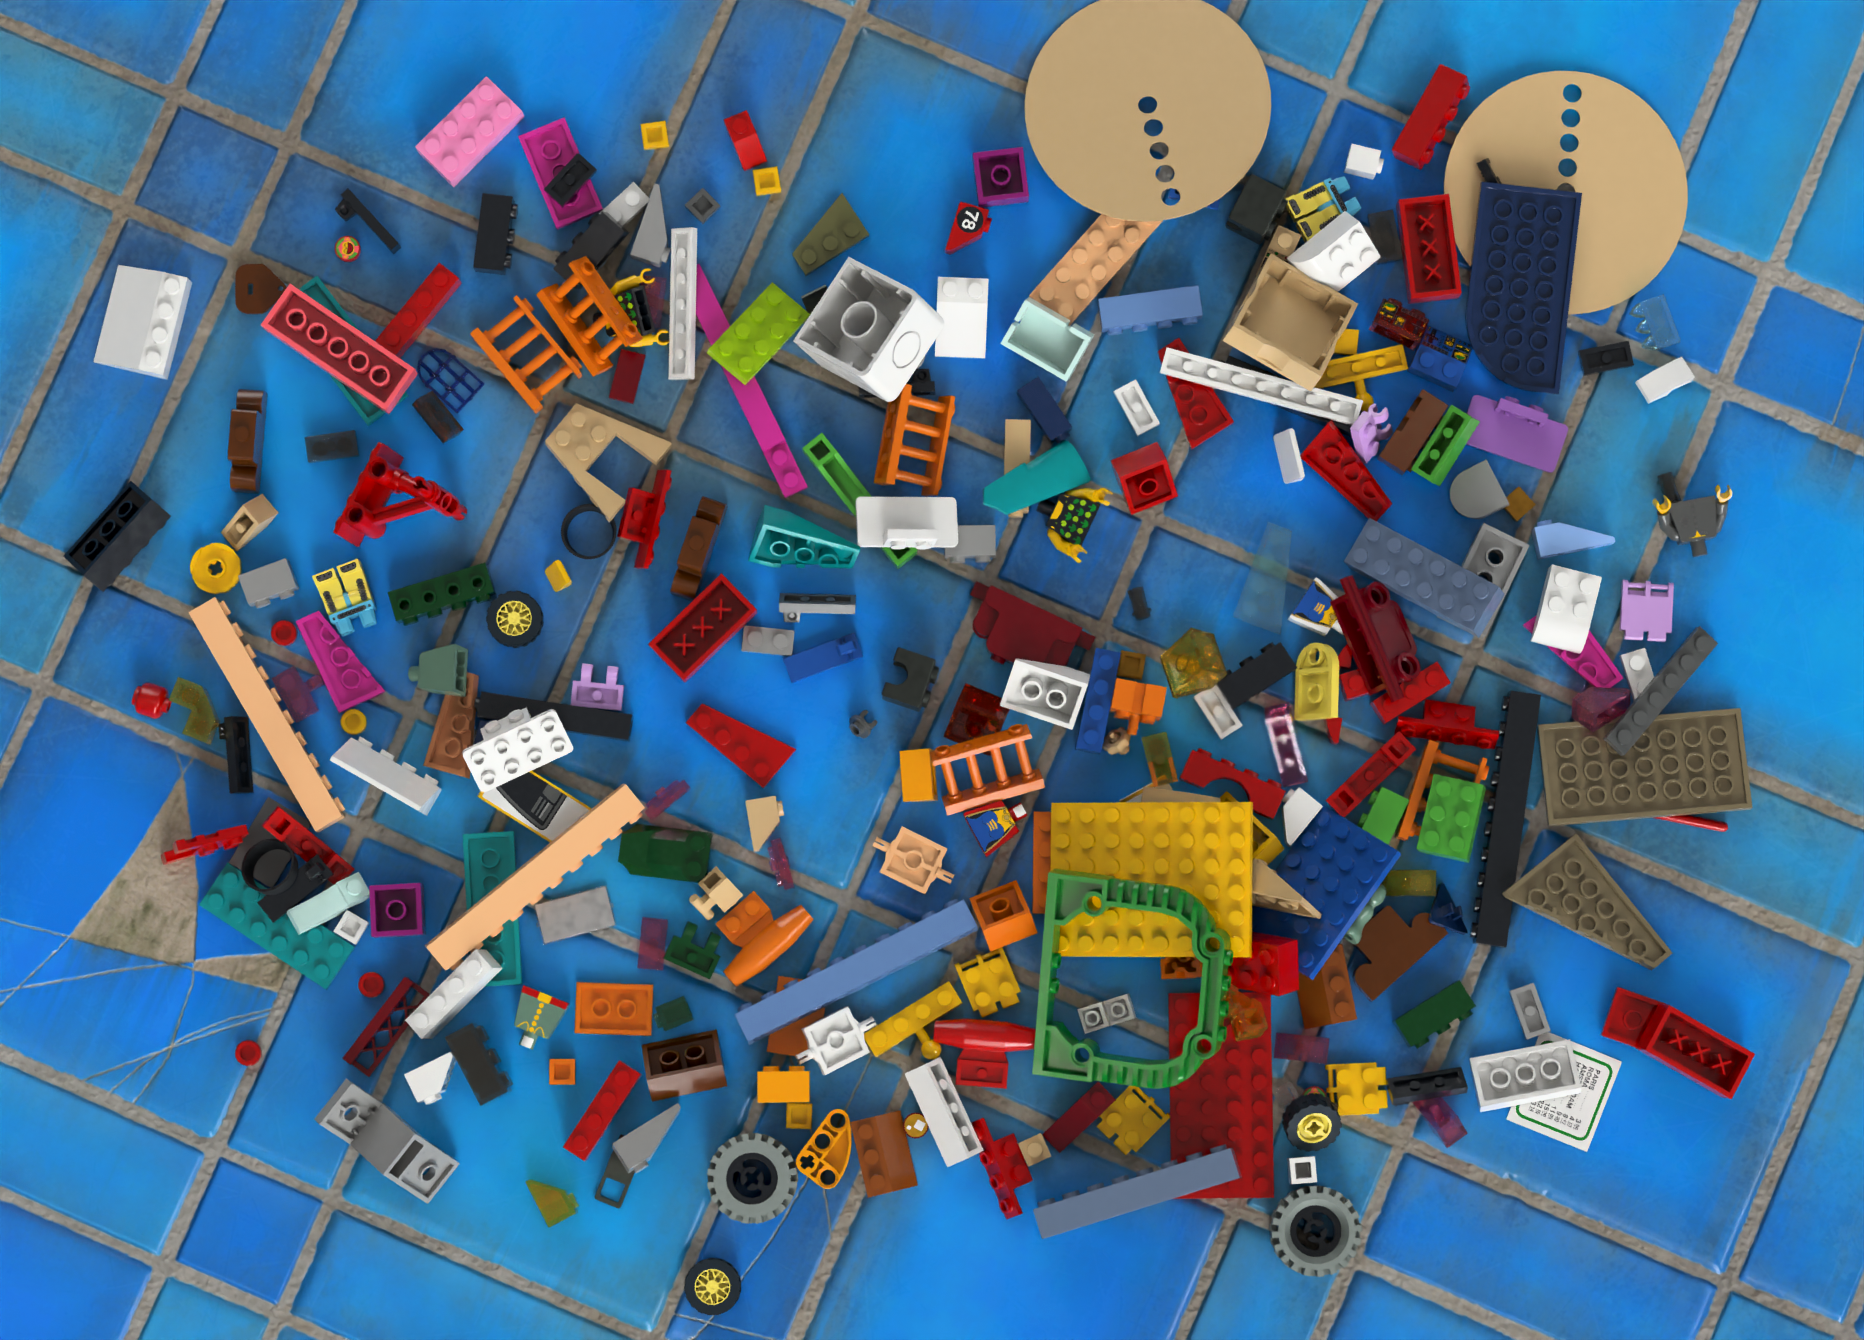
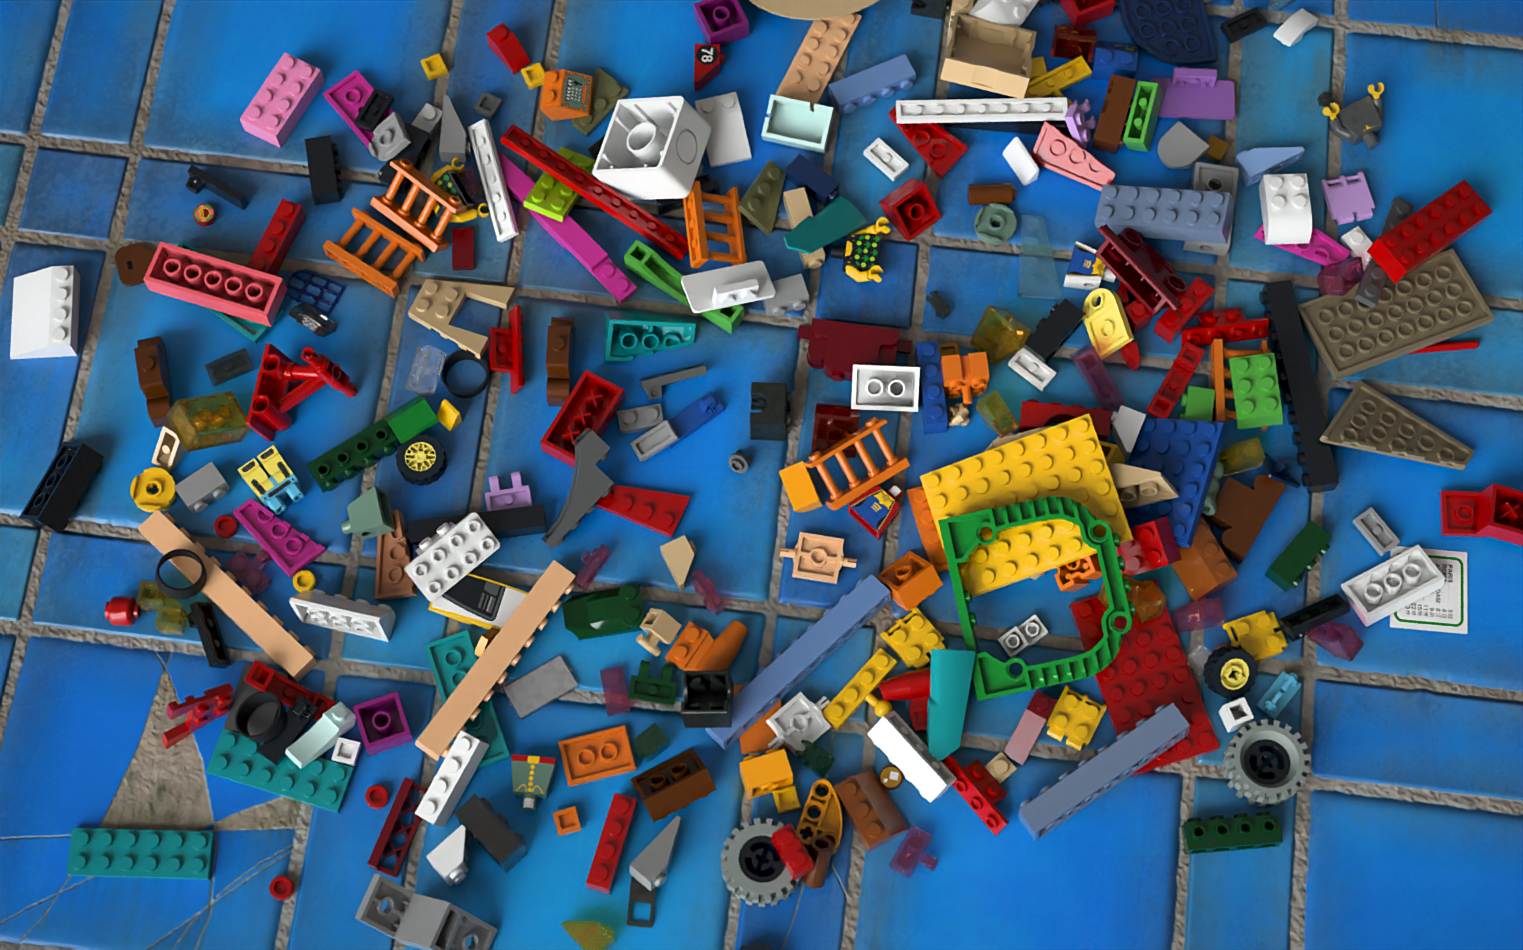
camera: 15 degrees left, 15 degrees down
(111, 972) = (140, 853): none -> teal plate
(216, 706) = (181, 593): none -> black tyre
(293, 513) = (208, 421): none -> clear yellow brick
(514, 569) = (411, 419): none -> green slope
(529, 851) = (485, 640): none -> pearl gold tile
(546, 517) = (425, 370): none -> clear brick
(578, 223) = (389, 138): none -> light grey tile
(683, 712) = (586, 487): none -> dark grey arch
(743, 994) = (707, 699): none -> pearl dark grey piece
(775, 673) = (654, 441): none -> light grey tile
(784, 1184) = (792, 851): none -> red brick
(792, 359) = (595, 191): none -> red plate
(795, 222) = (566, 94): none -> orange slope
(809, 1196) = (820, 851): none -> reddish brown brick
(842, 1083) = (817, 759): none -> clear green plate
(913, 1212) = (912, 852): none -> plate
(982, 414) = (763, 197): none -> olive wing
(1000, 1065) = (948, 699): none -> teal panel
(1241, 486) = (990, 193): none -> reddish brown brick
(1248, 524) = (999, 215): none -> sand green plate
(1253, 1293) = (1231, 833): none -> dark green brick
(1358, 1159) = (1279, 694): none -> medium azure hinge
(1718, 685) = (1429, 231): none -> red brick

